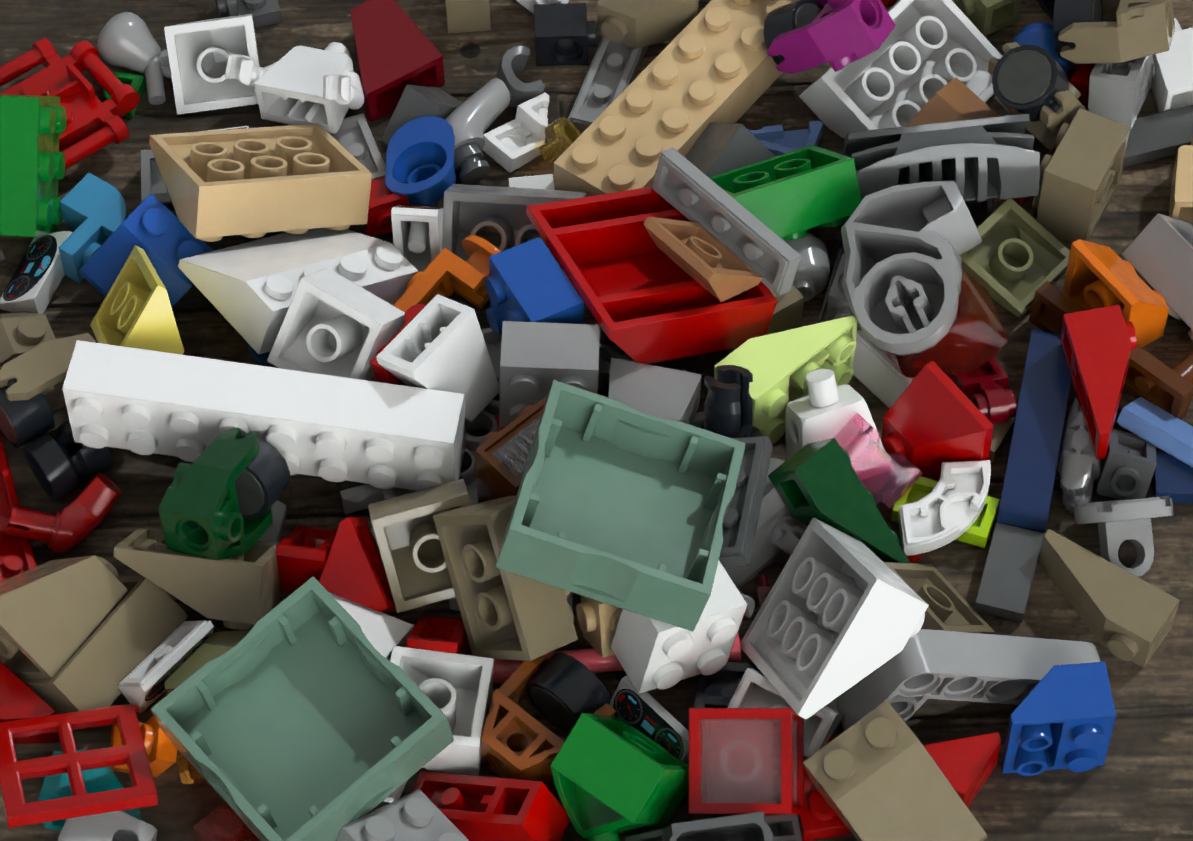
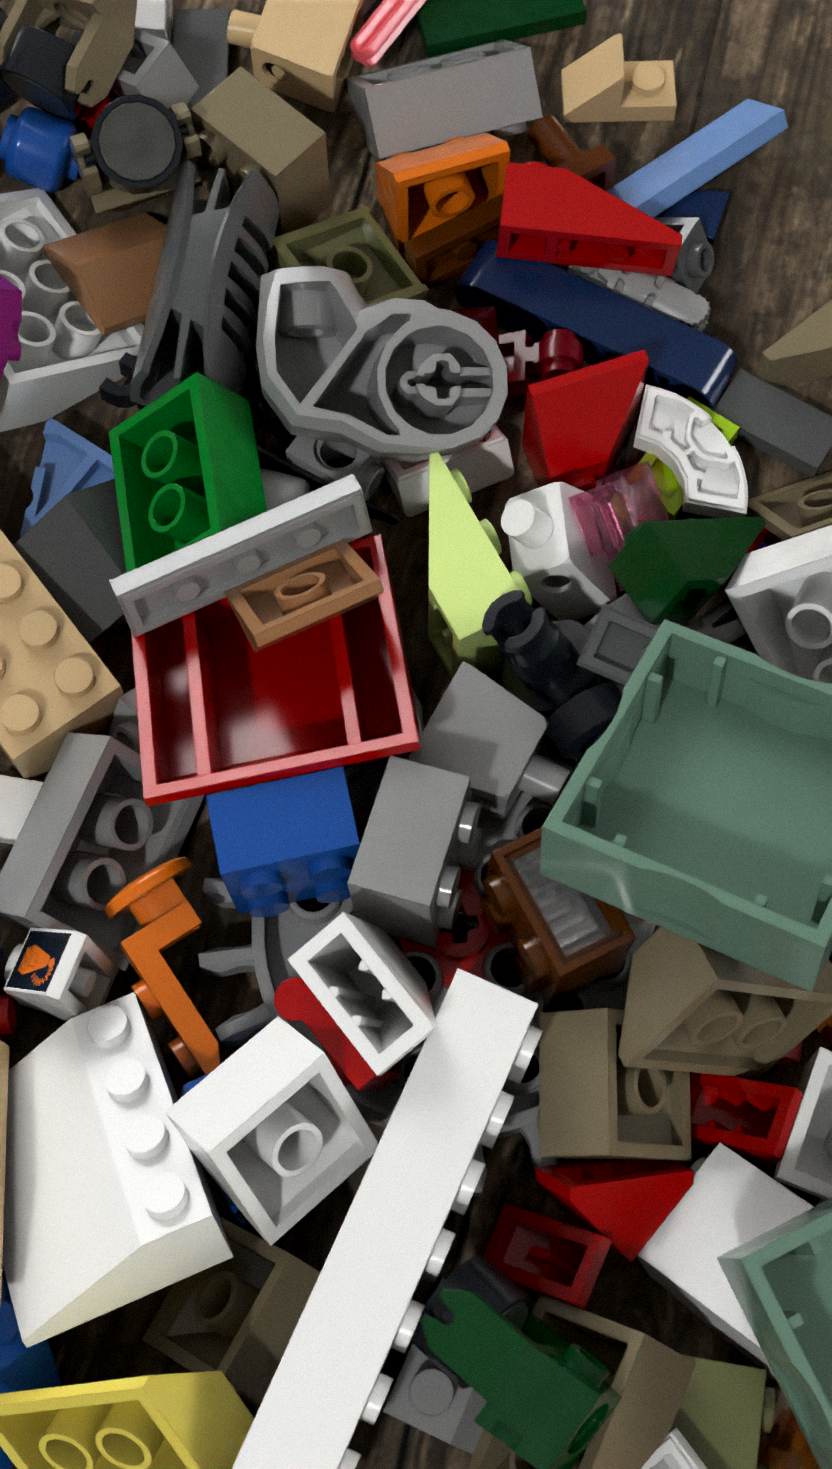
camera: 75 degrees left, 15 degrees up
(1125, 521) = (762, 276): light grey tile -> none

